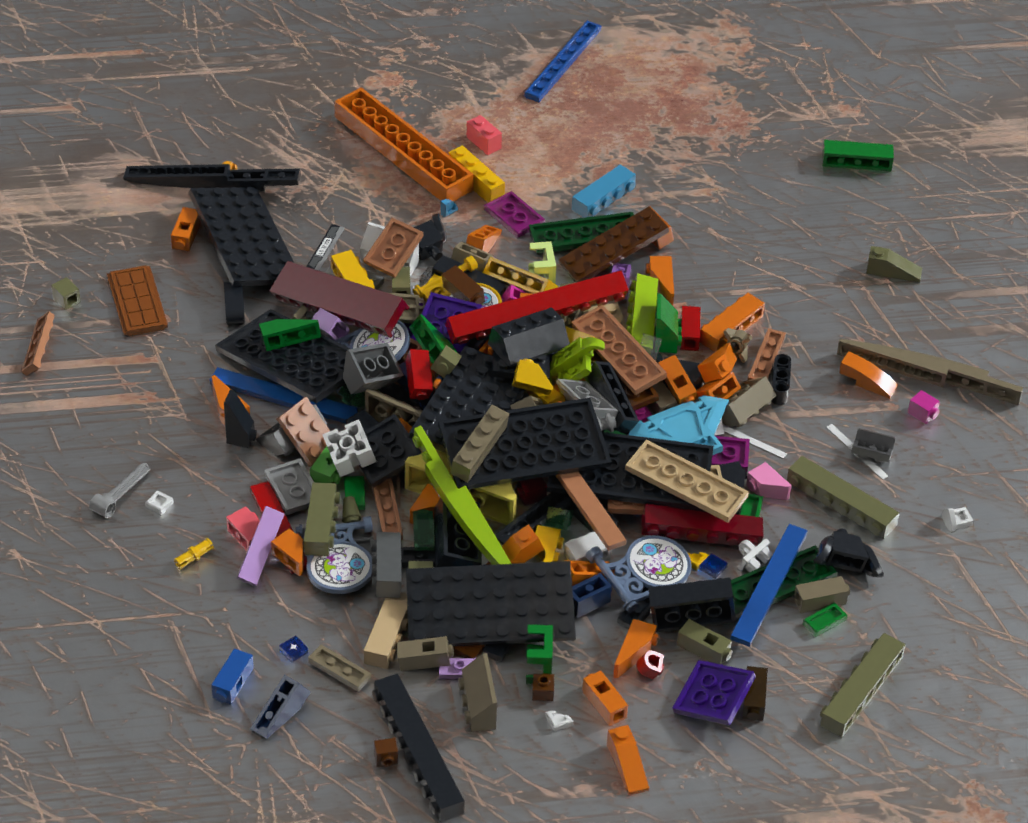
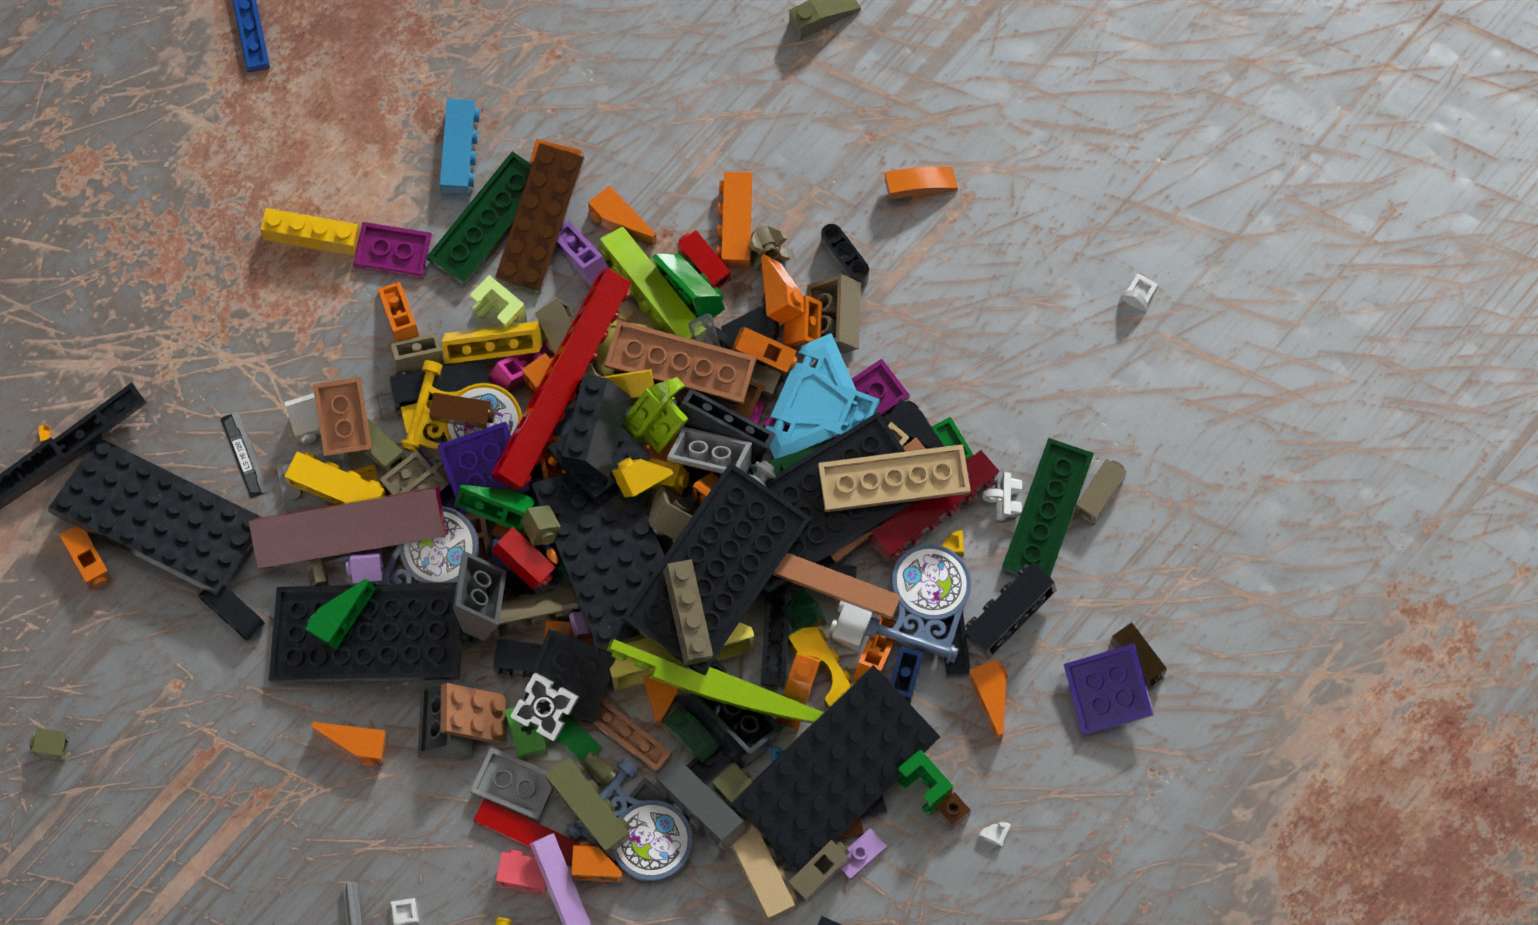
camera: 40 degrees left, 25 degrees up
(37, 344) = (89, 831): nougat plate -> none
(137, 300) = (127, 688): dark orange piece -> none
(238, 422) = (399, 761): black slope -> none
(280, 394) = (370, 692): blue tile -> none
(403, 145) = (198, 255): orange brick -> none
(433, 239) = (343, 358): black torso -> none
(448, 207) = (321, 299): dark azure tile -> none
(478, 695) = (911, 873): dark tan slope -> none
(484, 135) = (265, 168): coral brick -> none
(605, 698) = (1016, 775): orange brick -> none
(627, 759) = (1095, 825): orange slope -> none
(650, 664) = (1024, 704): red plate -> none
(704, 642) = (1048, 637): olive brick -> none
(713, 566) = (975, 538): clear blue tile -> none
(755, 442) = (883, 352): white sticker -> none
(765, 358) = (806, 237): nougat plate -> none
(768, 483) = (942, 397): bright pink slope -> none
(768, 585) = (1050, 522): blue tile -> none
(825, 619) = (1123, 514): green tile -> none
(843, 497) = (1022, 357): olive brick -> none
(848, 553) = (1085, 424): black torso -> none
(849, 444) = (983, 283): white sticker -> none
(862, 684) = (1219, 563): olive brick -> none
(873, 445) = (998, 269): flat silver bracket -> none
(923, 407) = (1003, 179): dark pink brick -> none
(932, 369) = (970, 123): dark tan slope -> none

